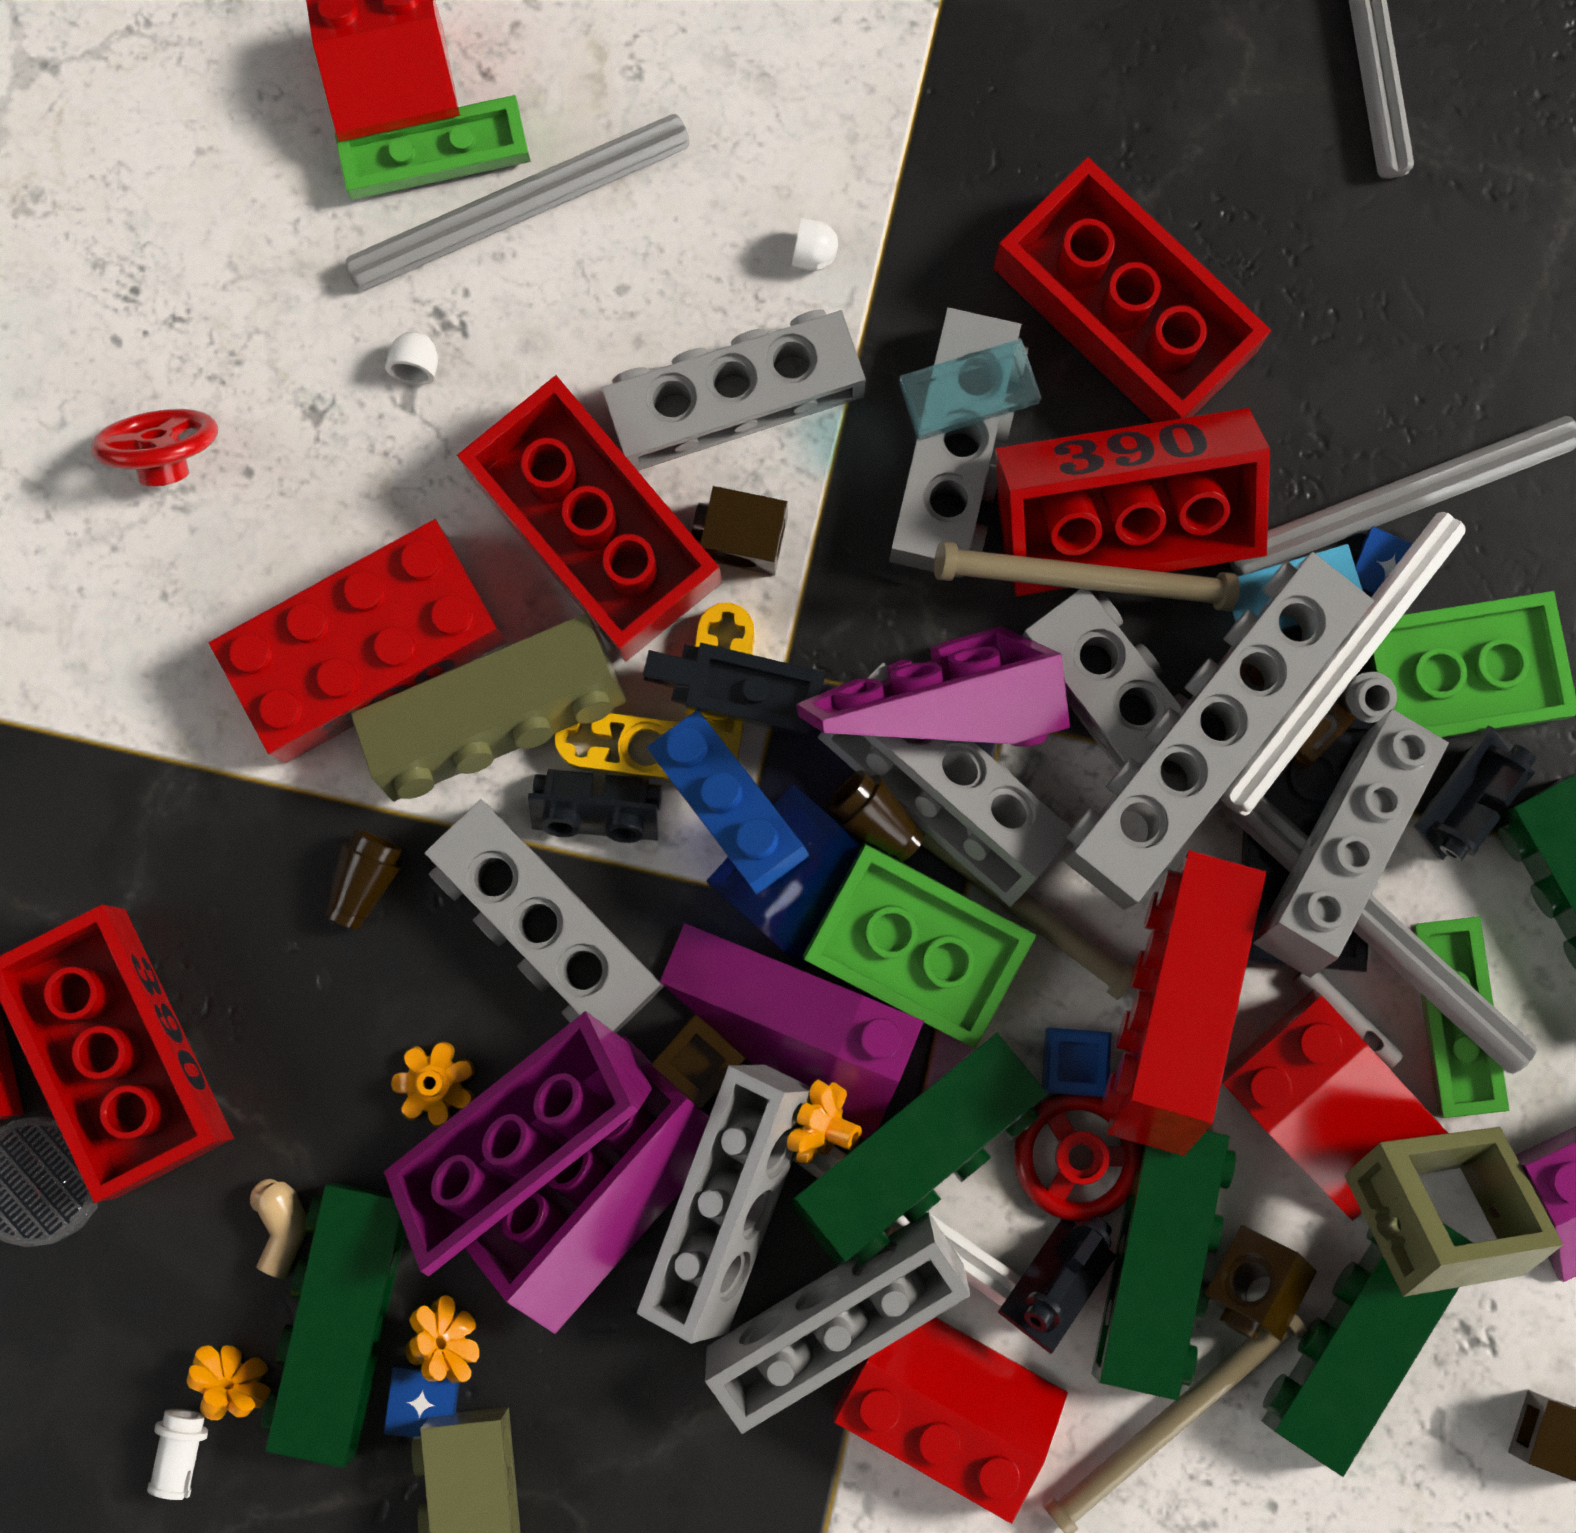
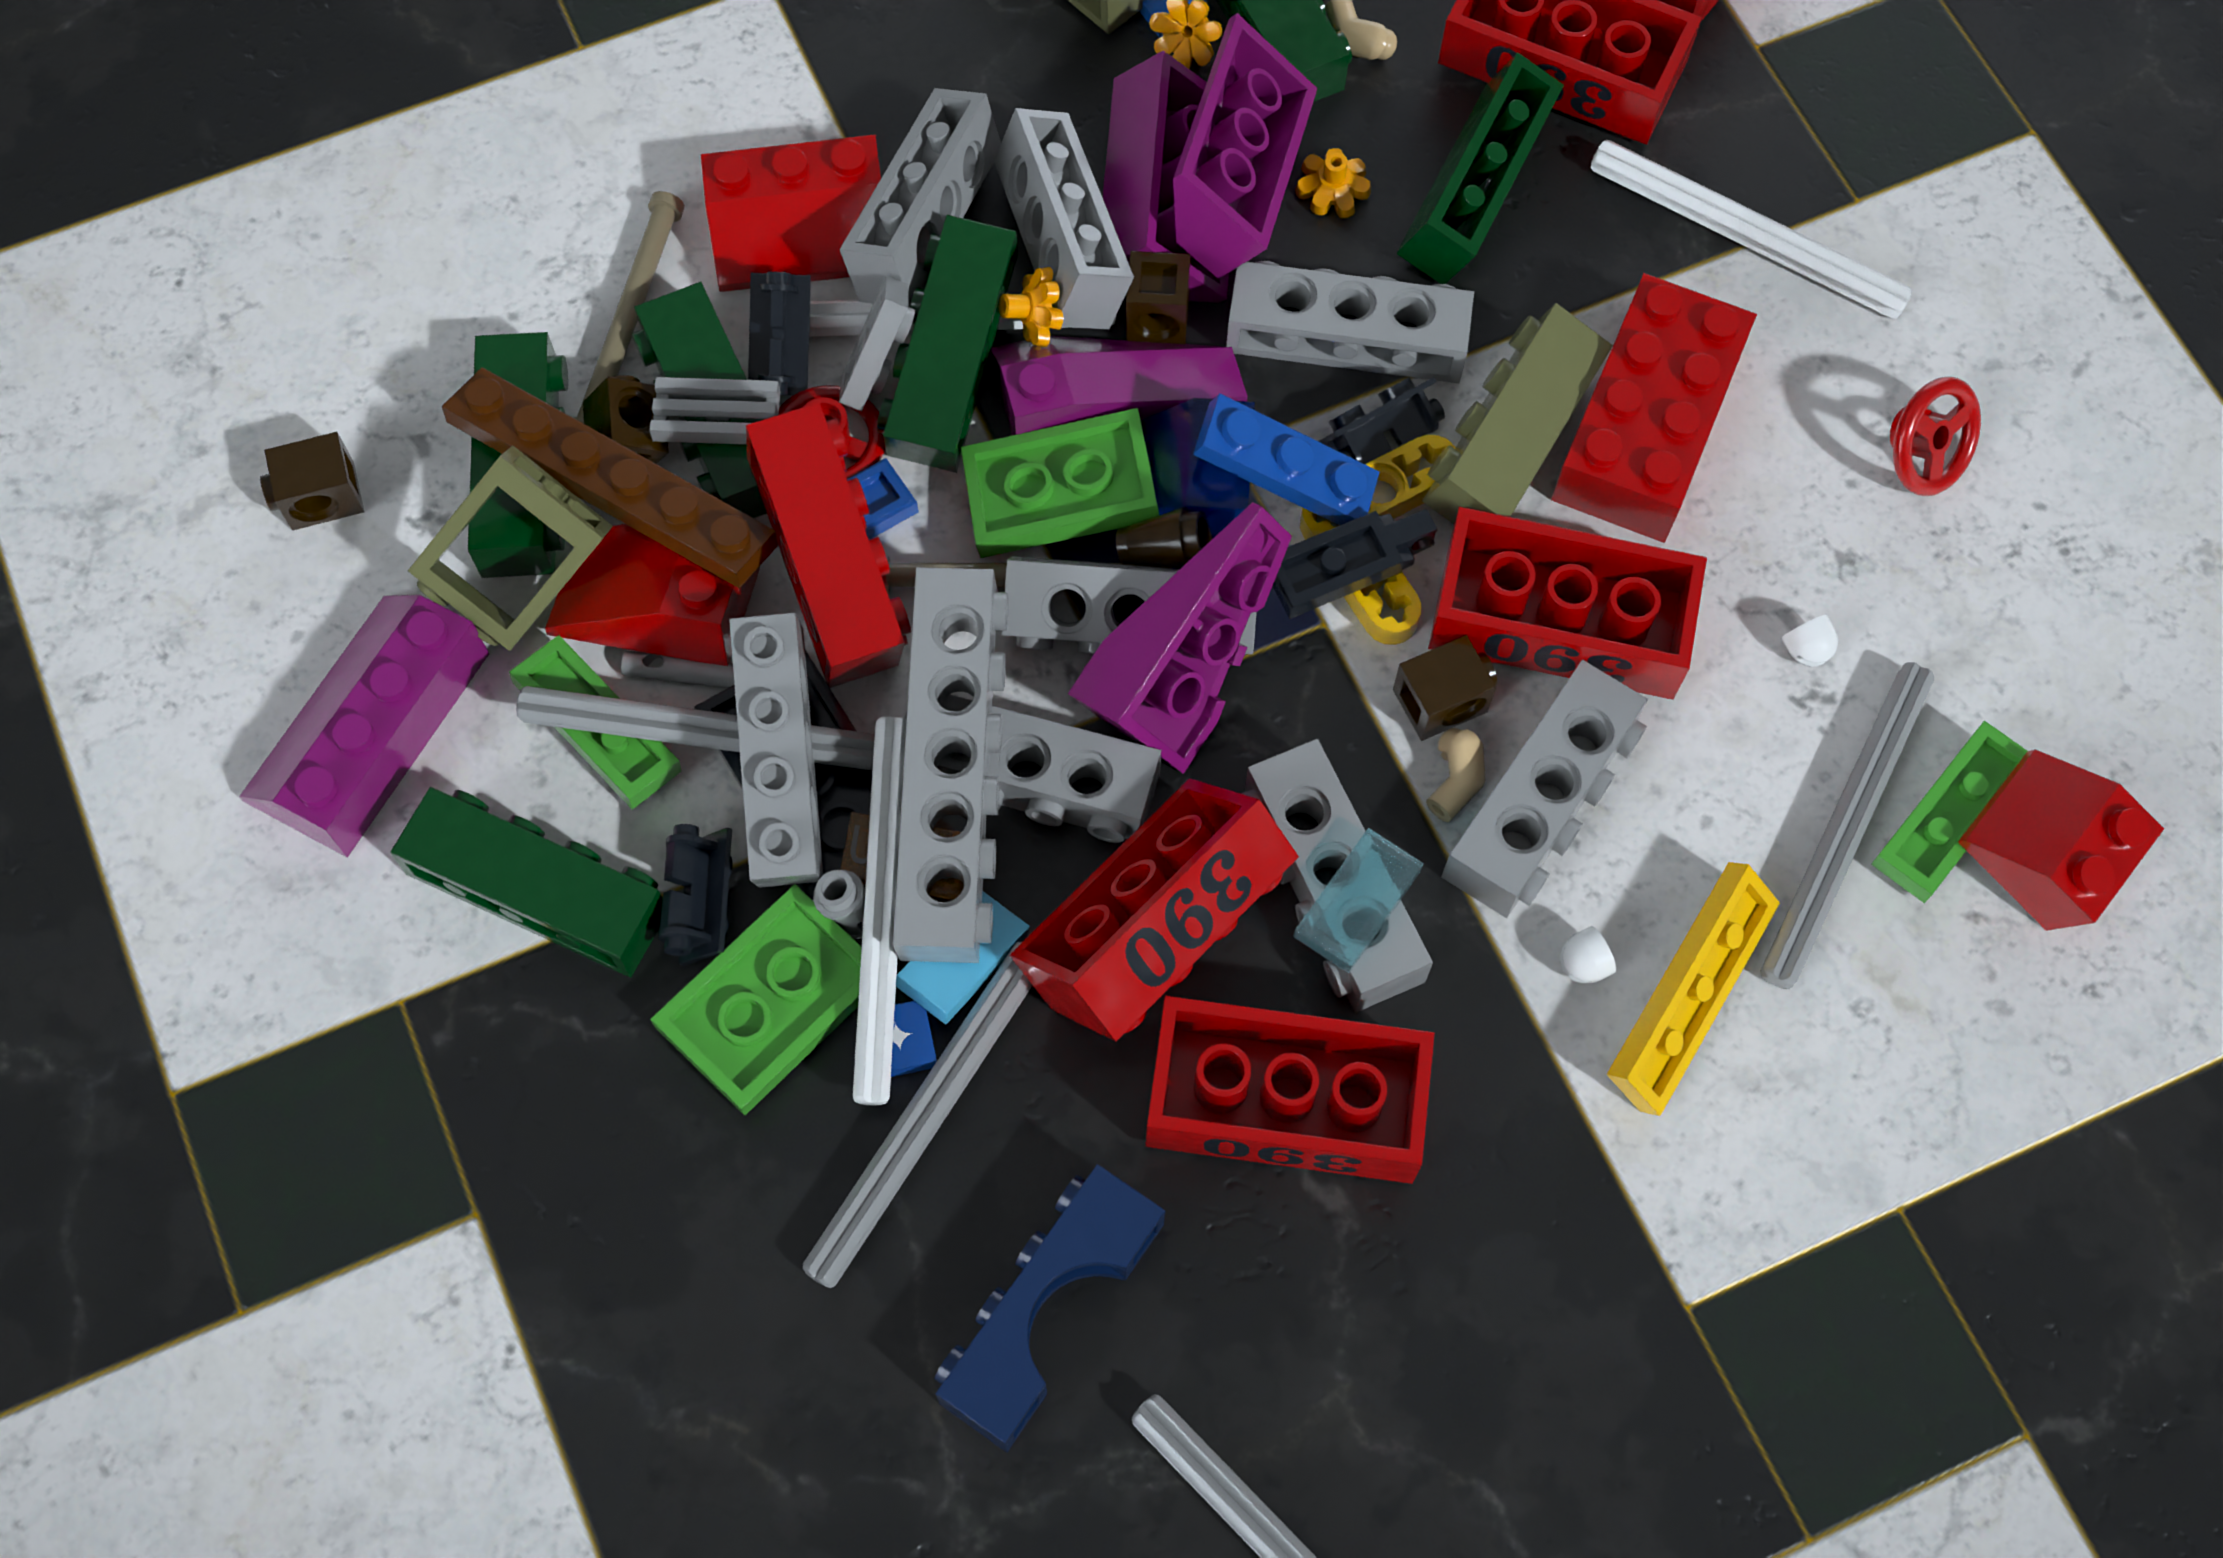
camera: 140 degrees right, 15 degrees down
(116, 758) = (1751, 229): none -> white axle
(305, 978) = (1480, 169): none -> dark green brick
(361, 877) = (1506, 268): dark brown cone -> none
(765, 158) = (1693, 989): none -> yellow plate
(781, 455) = (1466, 773): none -> tan arm
(989, 1192) = (867, 365): none -> light grey plate
(1220, 591) = (1143, 819): dark tan bar -> none
(1227, 1259) = (716, 402): none -> light grey tile
(1328, 1219) = (613, 477): none -> reddish brown plate
(1346, 304) = (1099, 1234): none -> dark blue arch

